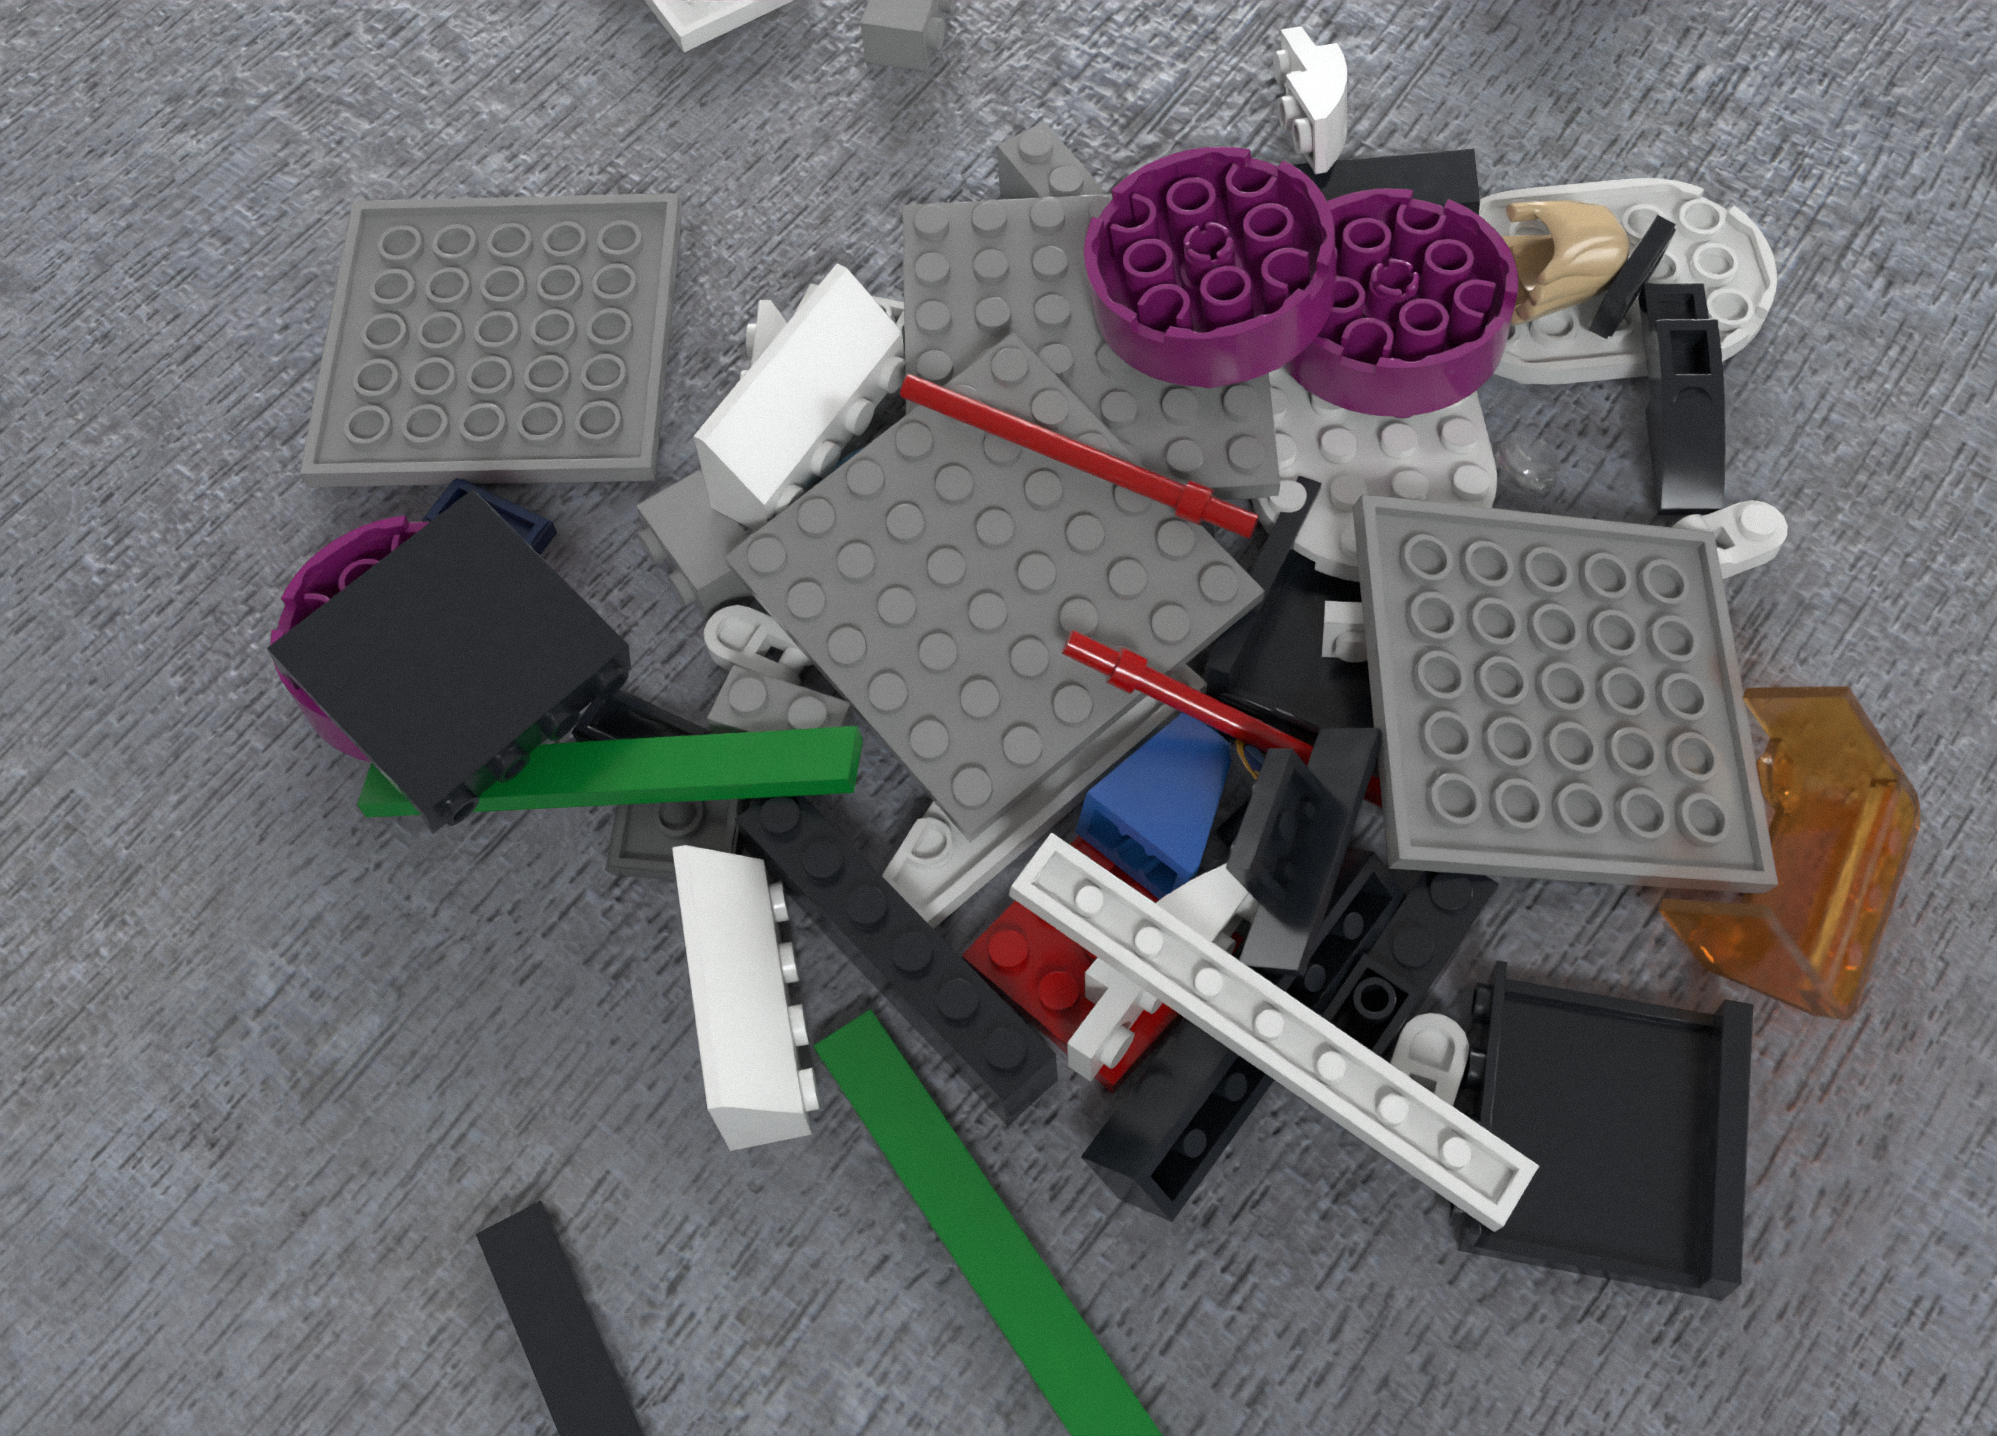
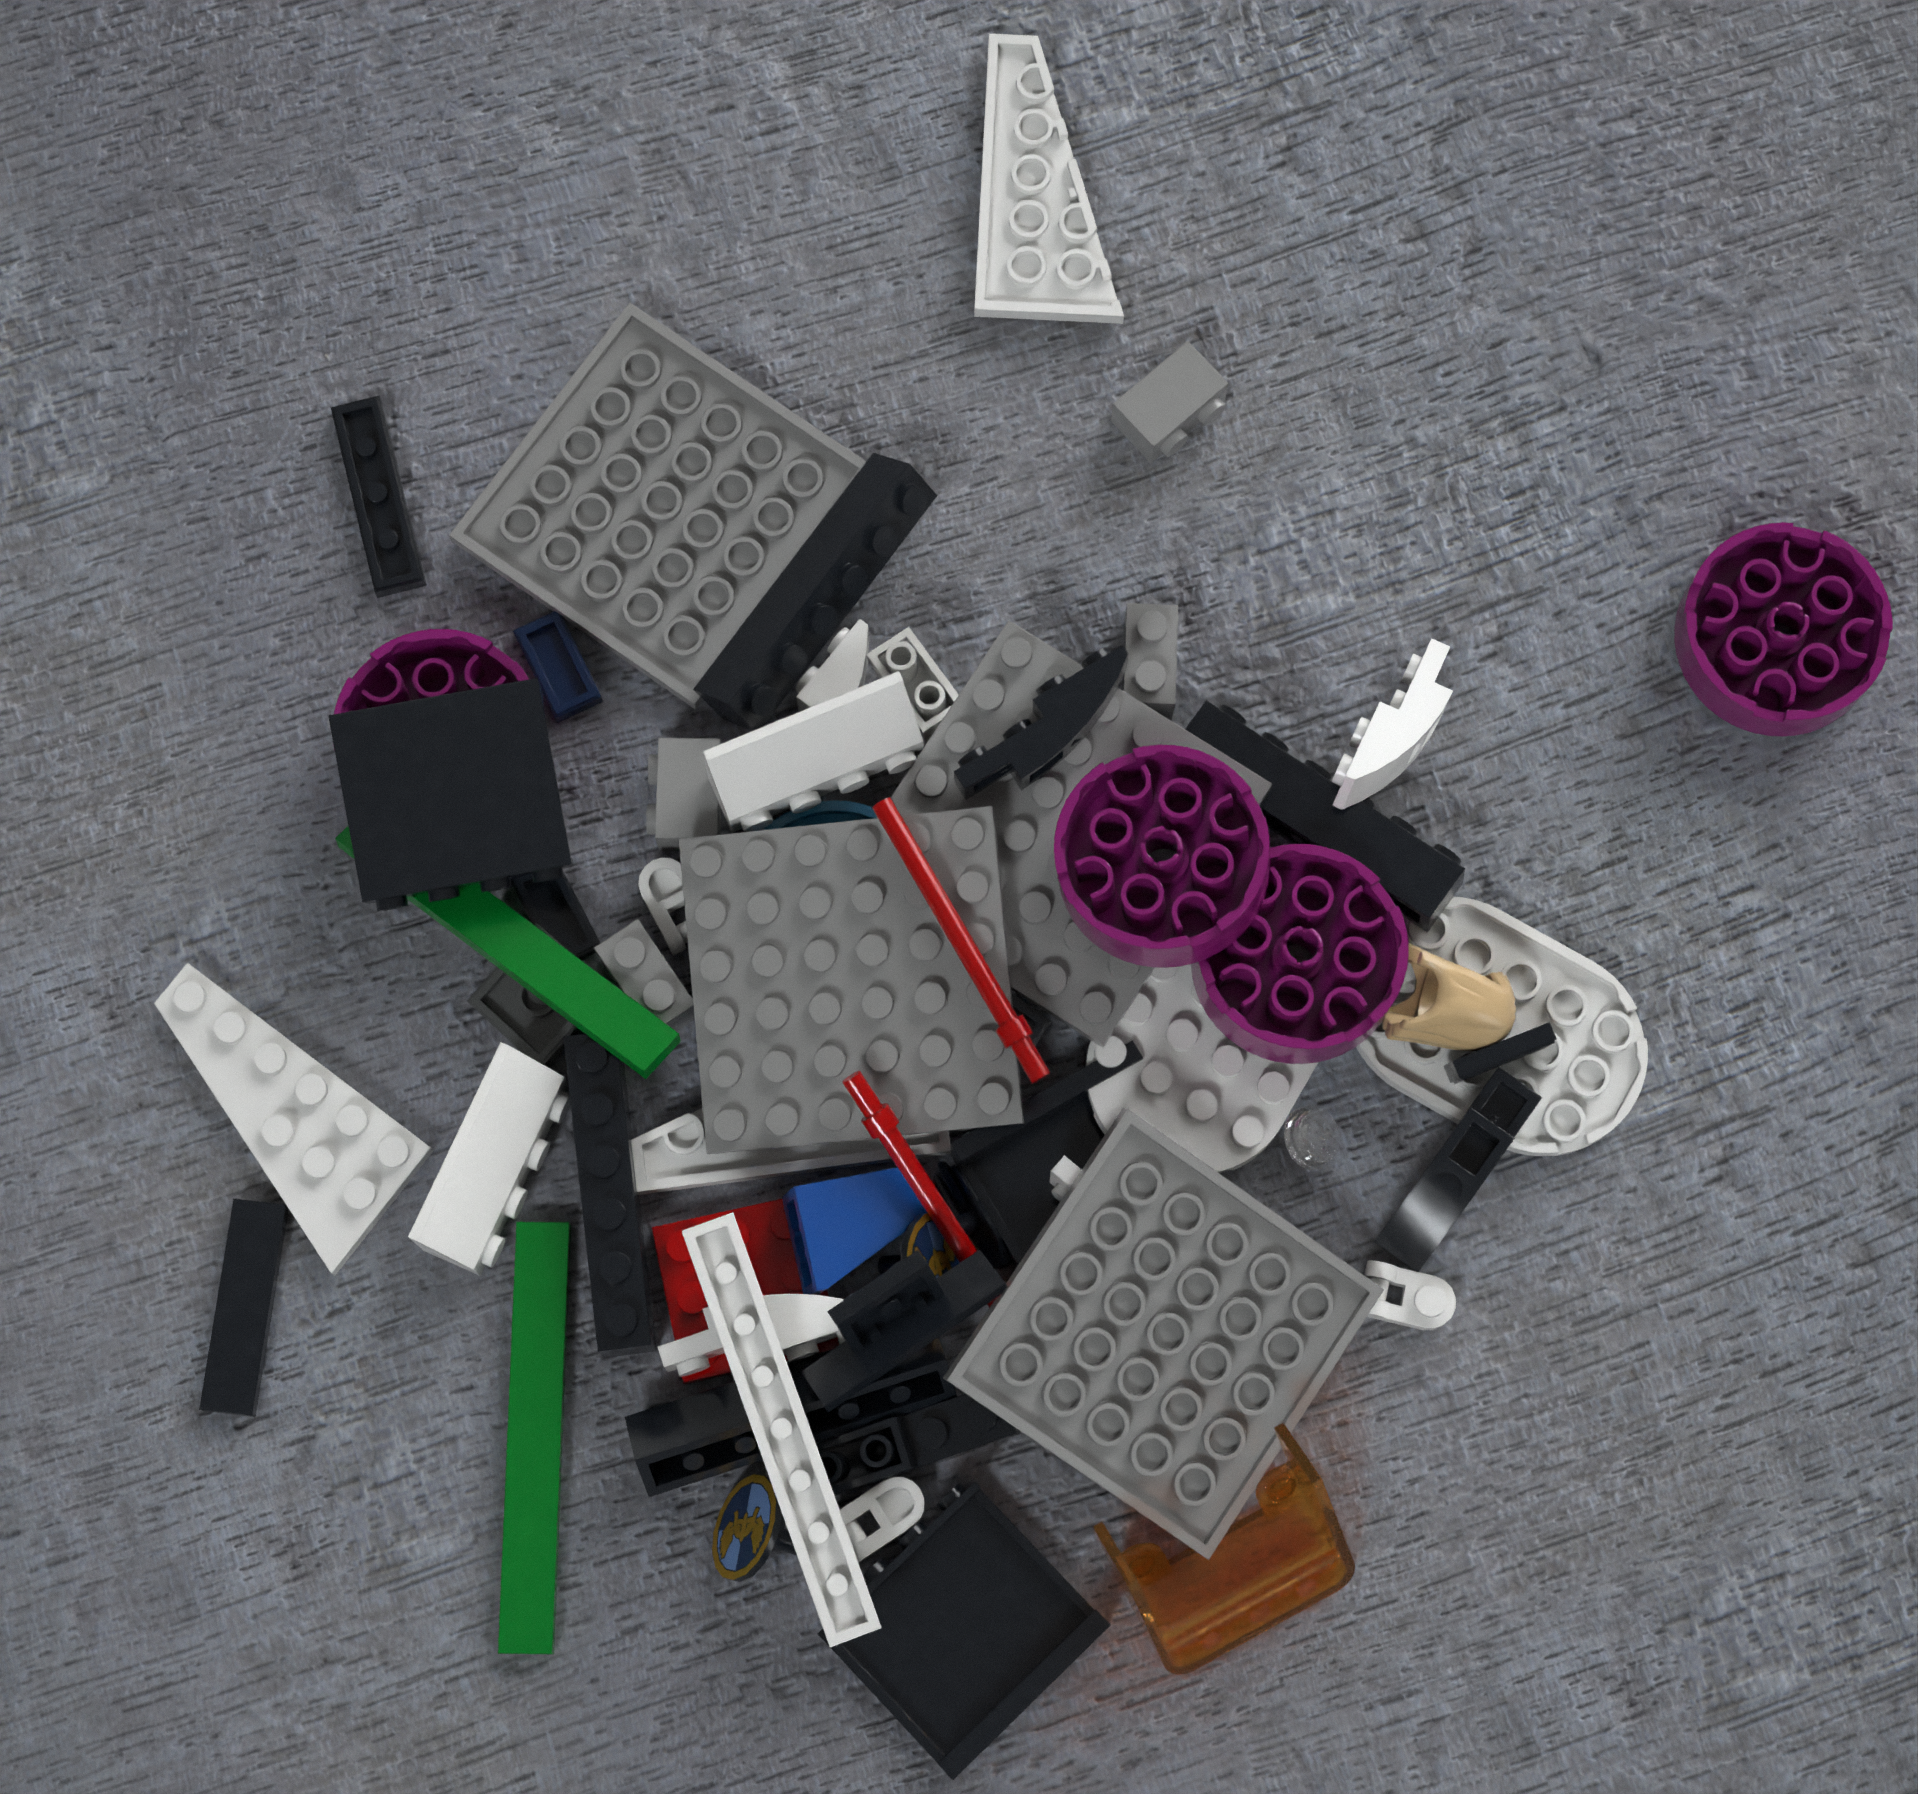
camera: 30 degrees right, 15 degrees up
(206, 495) = (378, 496): none -> black tile
(512, 1109) = (312, 1133): none -> white wing
(698, 306) = (815, 592): none -> black brick
(1015, 249) = (1065, 716): none -> black slope
(1305, 1178) = (749, 1529): none -> shield

